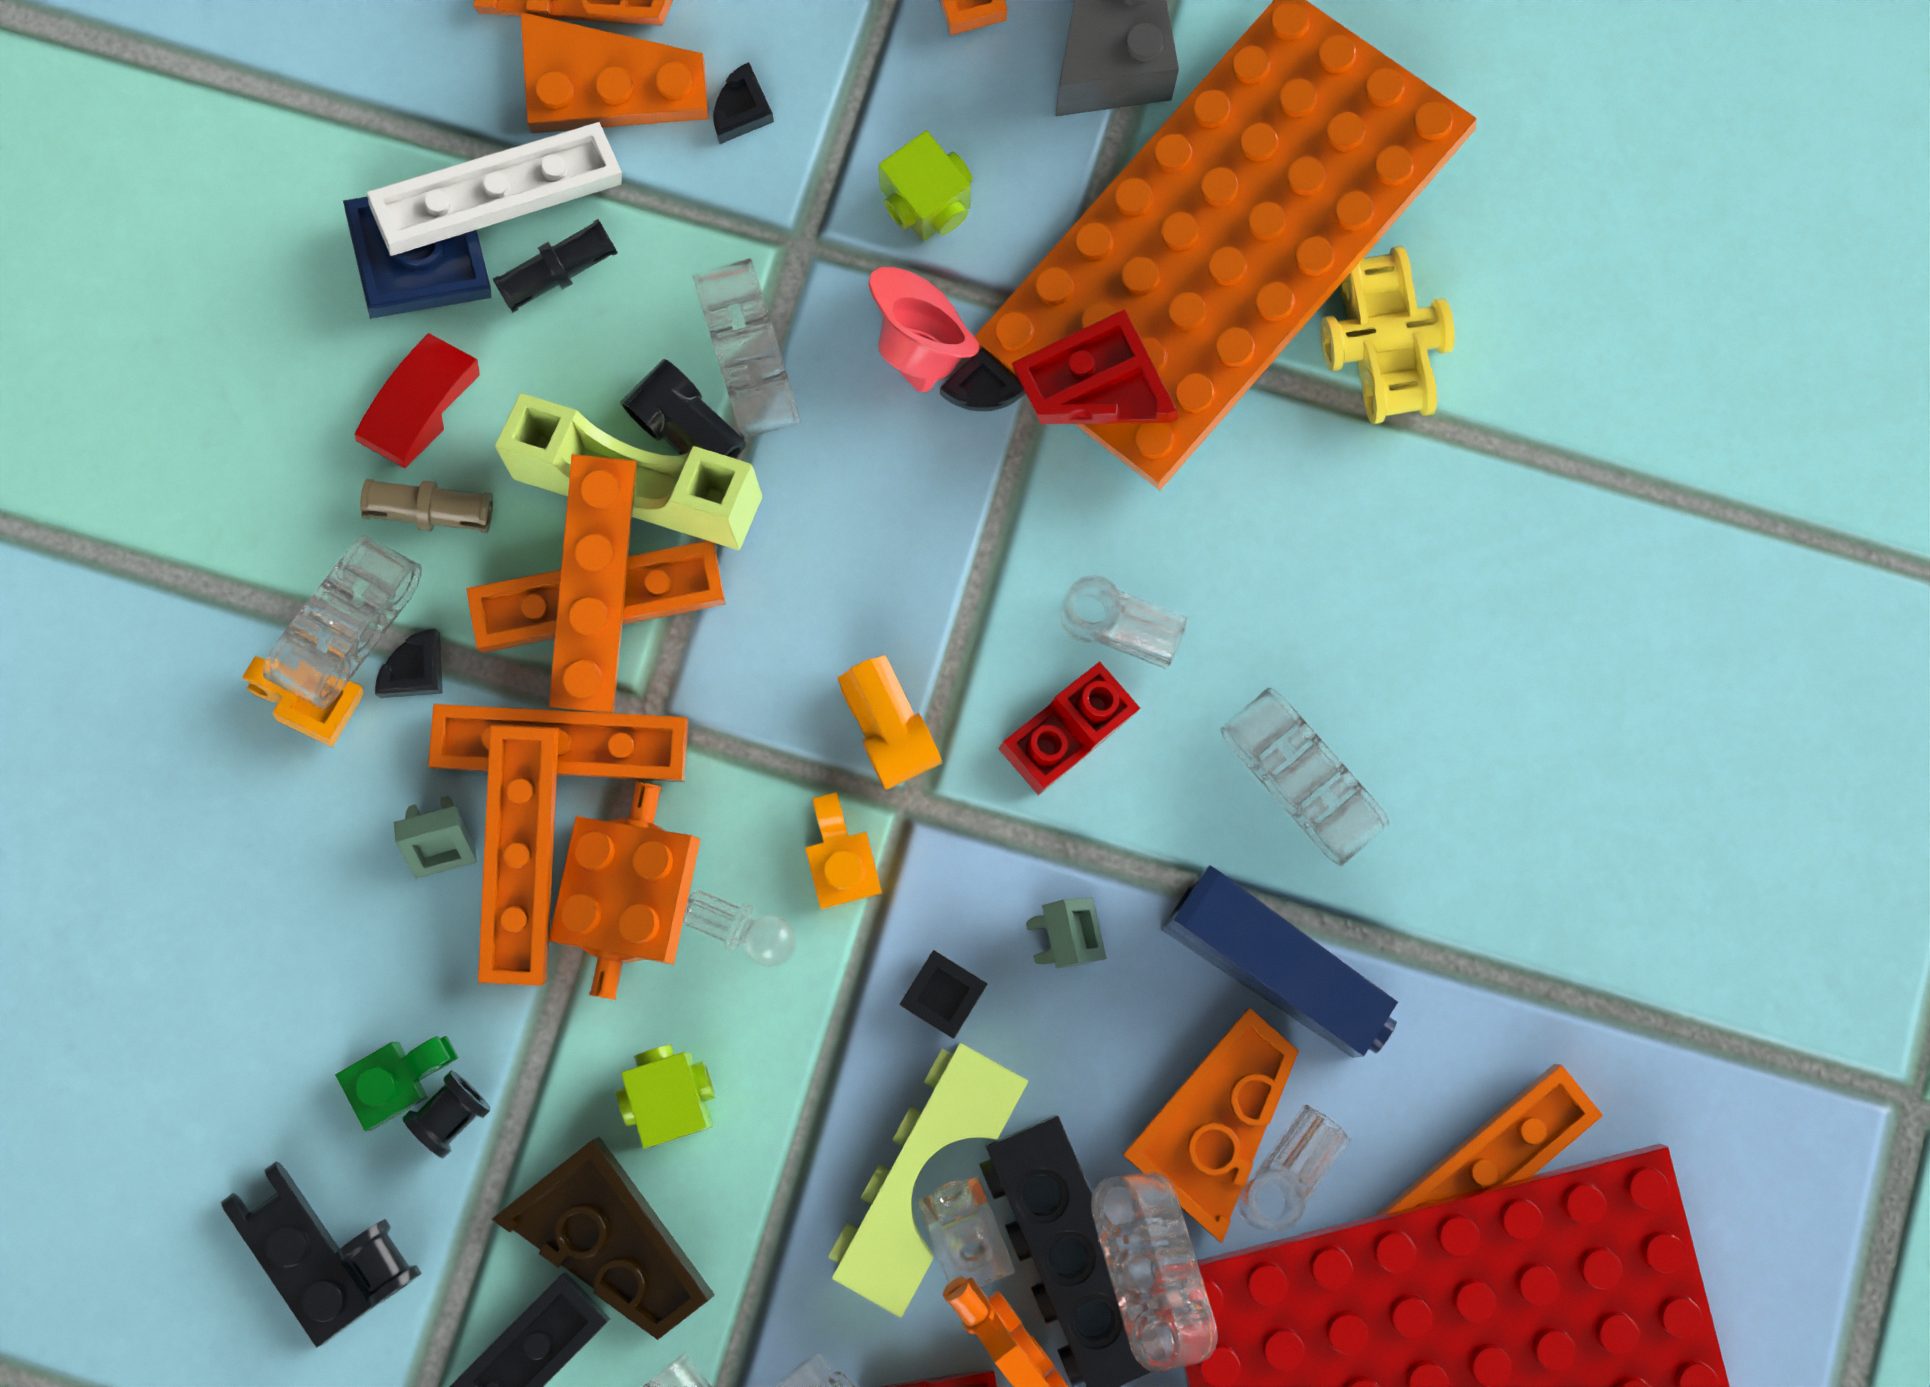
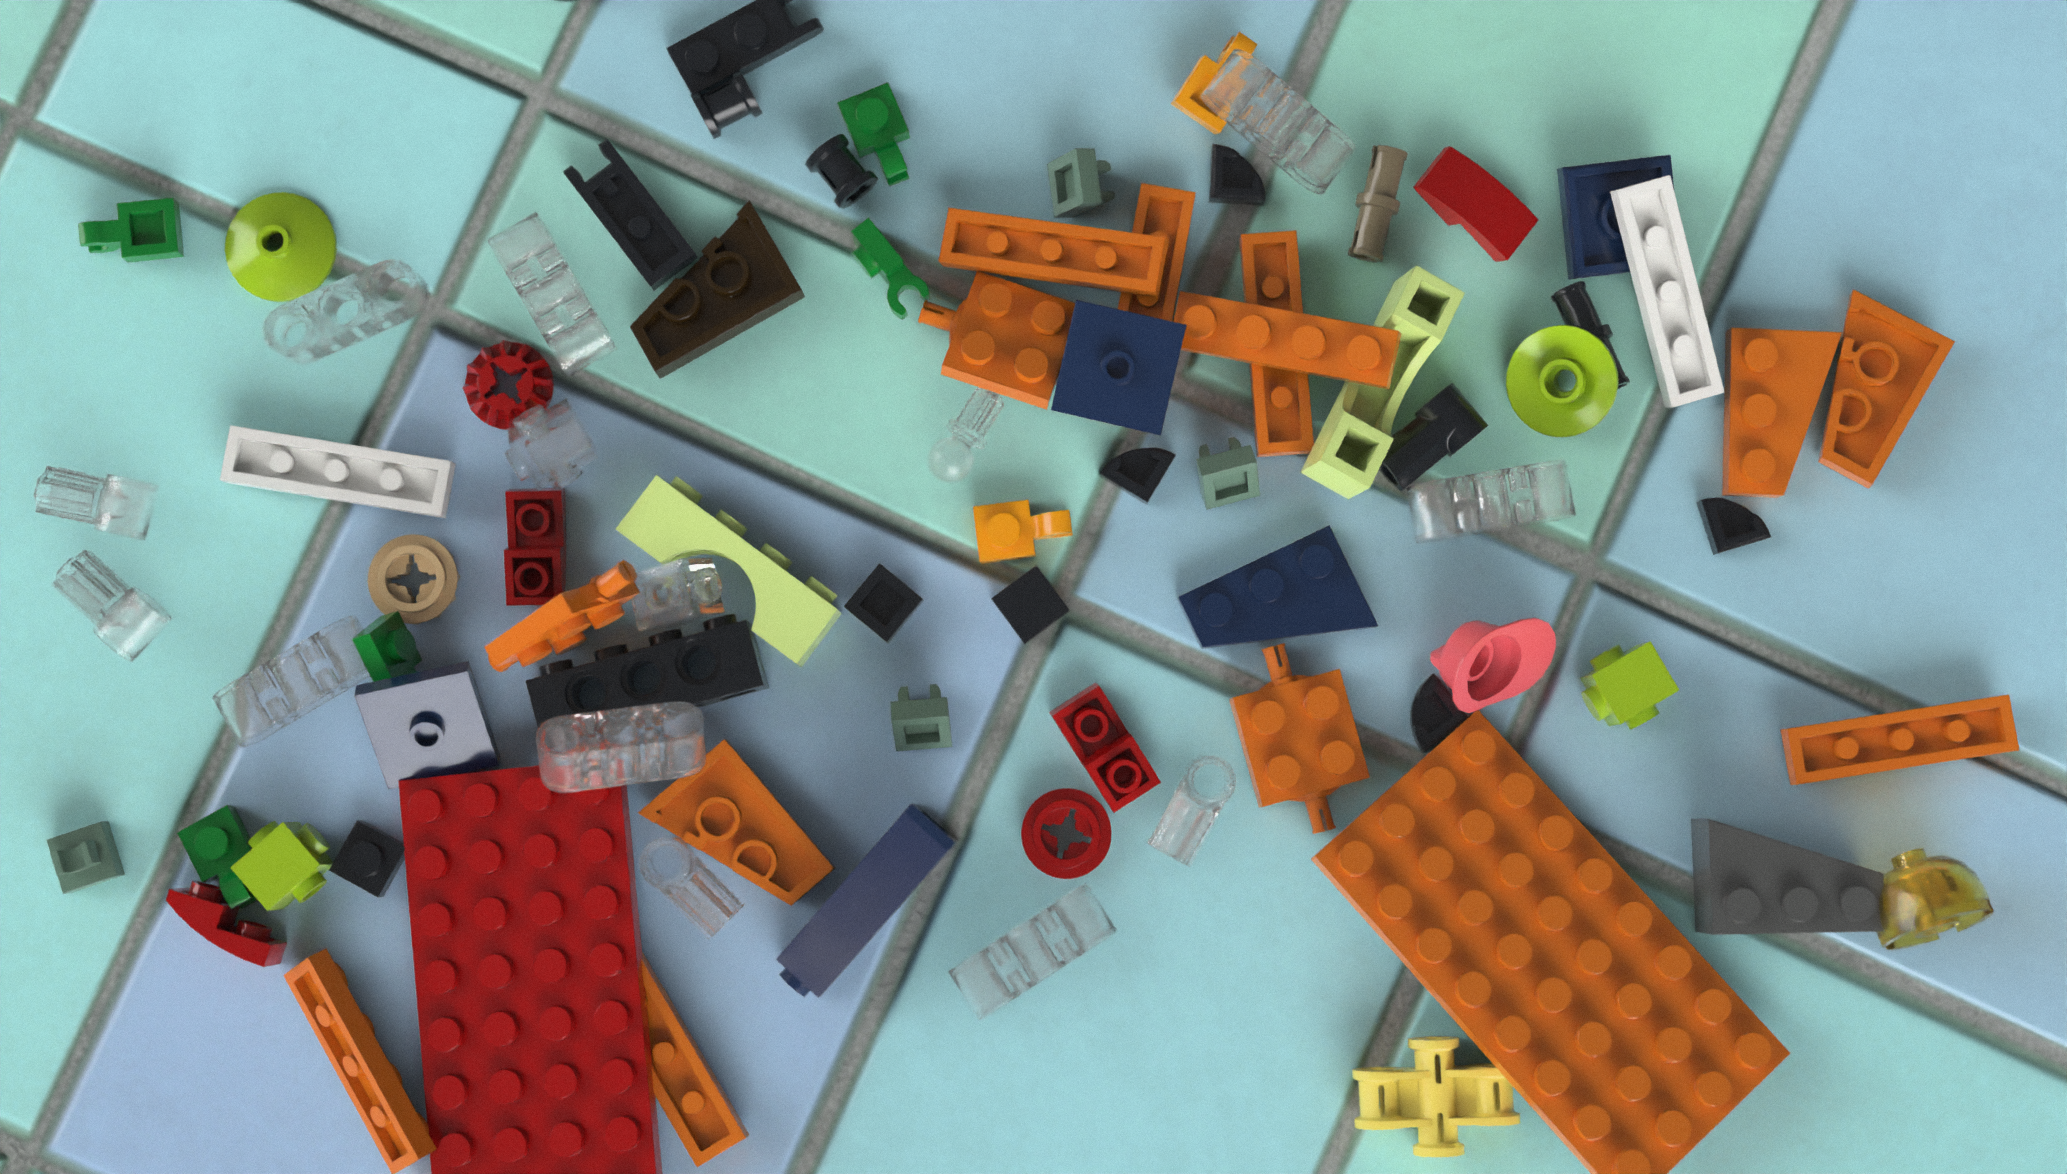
camera: 100 degrees right, 5 degrees up
(544, 1055) = (878, 257): none -> green plate
(637, 293) = (1535, 387): none -> lime dish
(644, 761) = (1118, 367): none -> dark blue plate
(665, 1096) = (829, 355): lime brick -> none
(751, 630) = (1227, 475): none -> sand green tile
(757, 730) = (1138, 471): none -> black tile
(877, 560) = (1281, 595): none -> dark blue wing
(894, 736) = (1116, 590): light orange piece -> none
(922, 830) = (1030, 605): none -> black tile
(1029, 521) = (1299, 738): none -> orange plate
(1096, 378) = (1417, 810): red wing -> none
(1193, 741) = (1079, 857): none -> red gear

